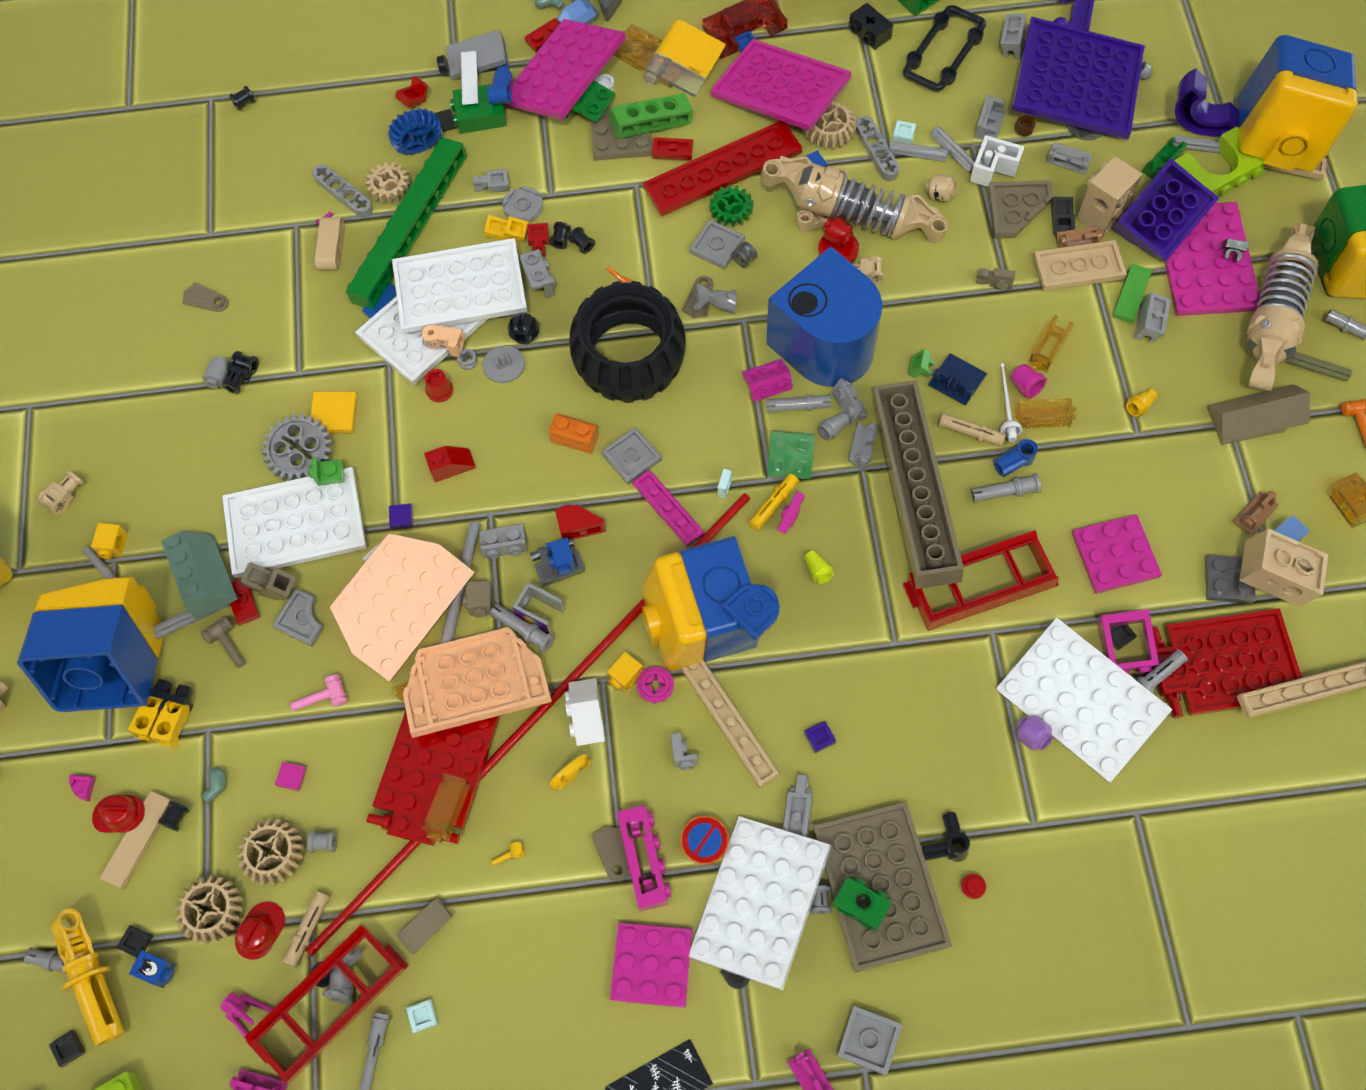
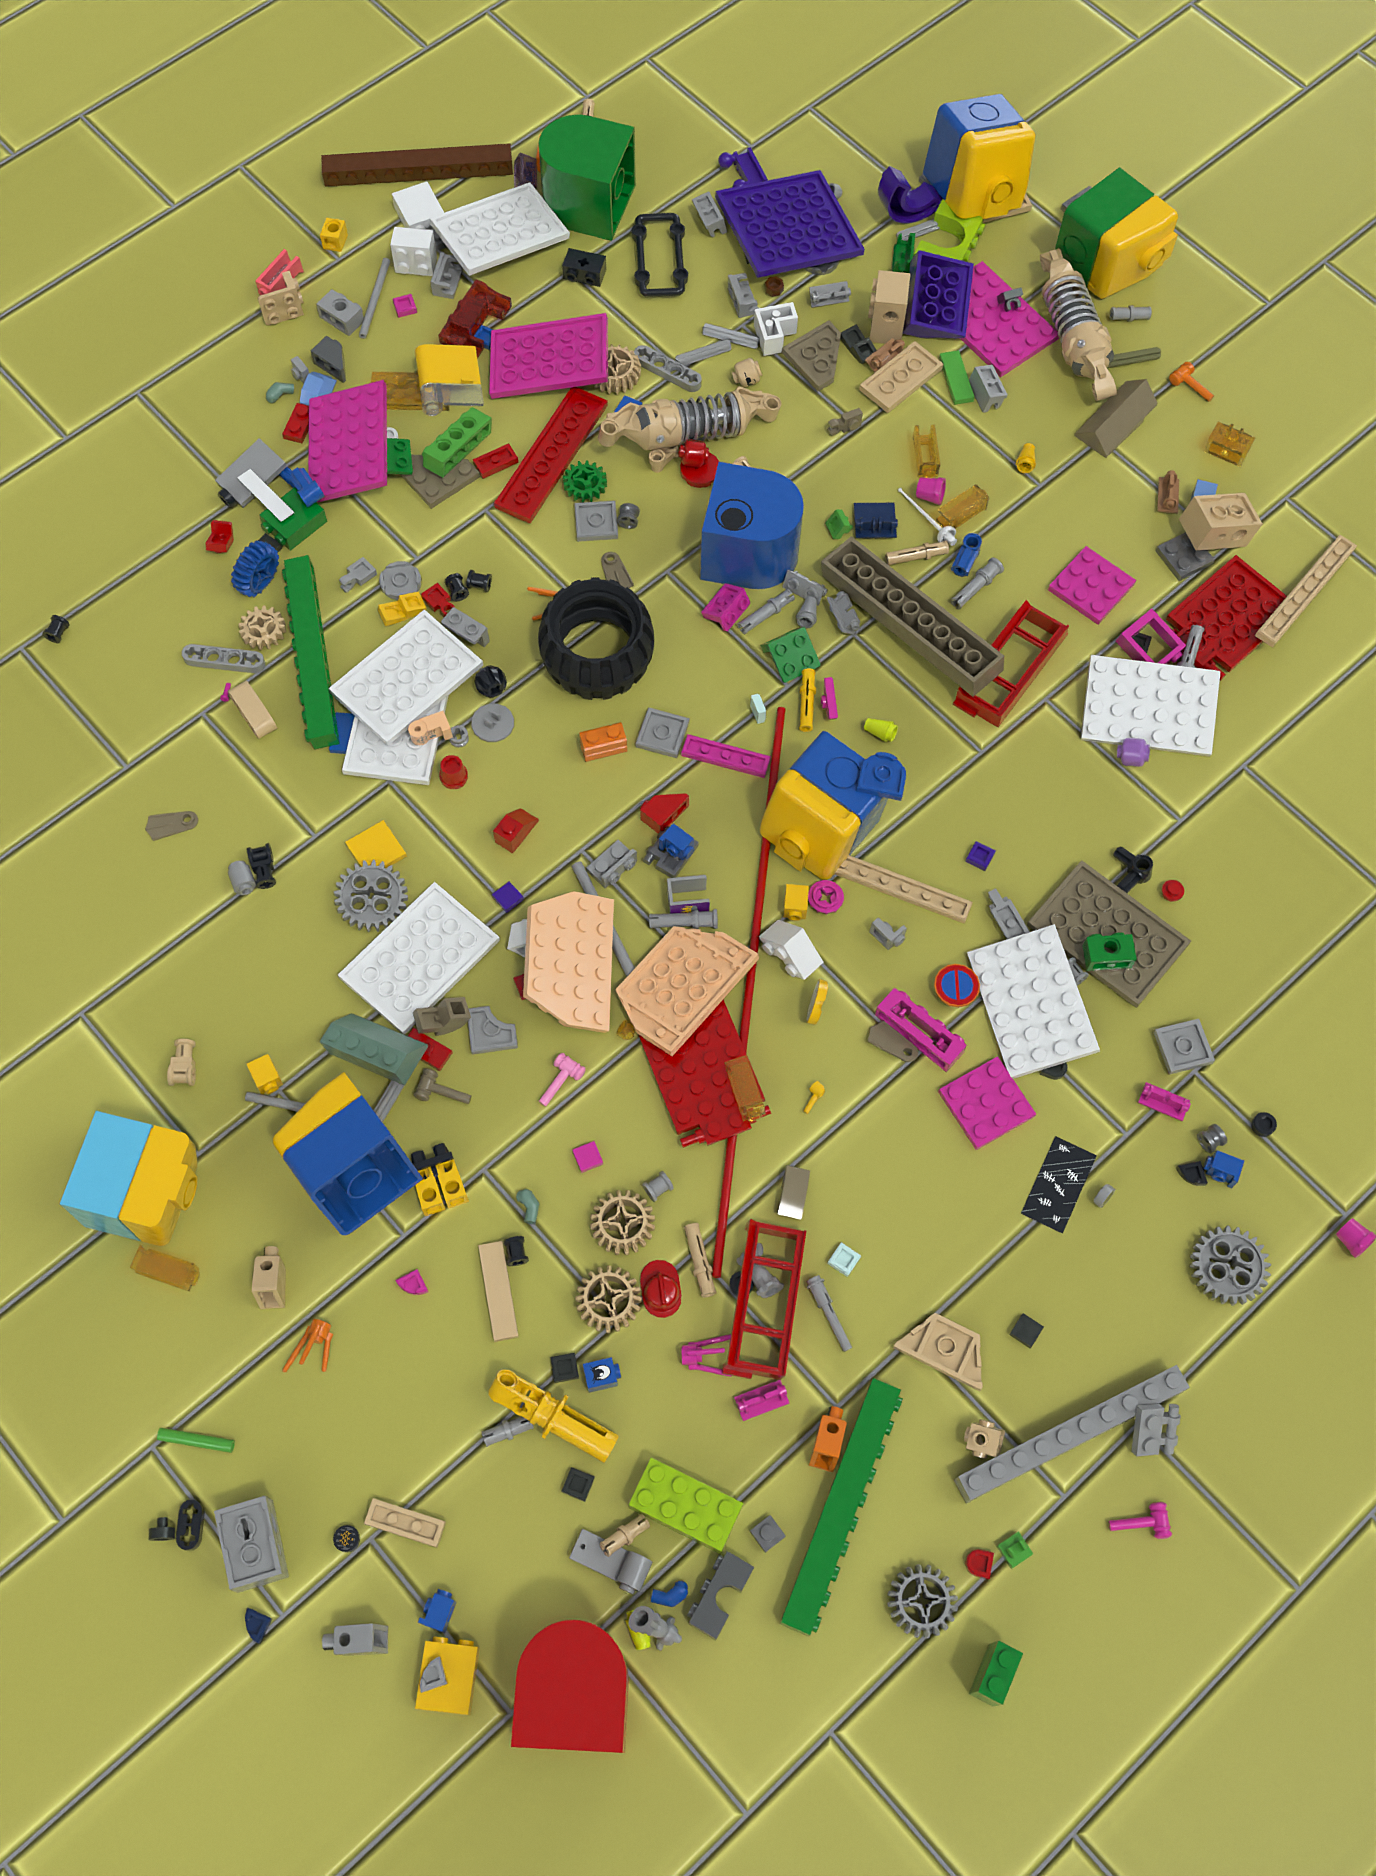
camera: 40 degrees left, 0 degrees up
(118, 814) = (464, 1282): red piece -> none
(326, 472) = (418, 897): bright green bracket -> none
(478, 598) = (631, 919): dark tan brick -> none
(720, 298) = (639, 562): light grey animal -> none
(904, 132) = (679, 343): light aqua tile -> none

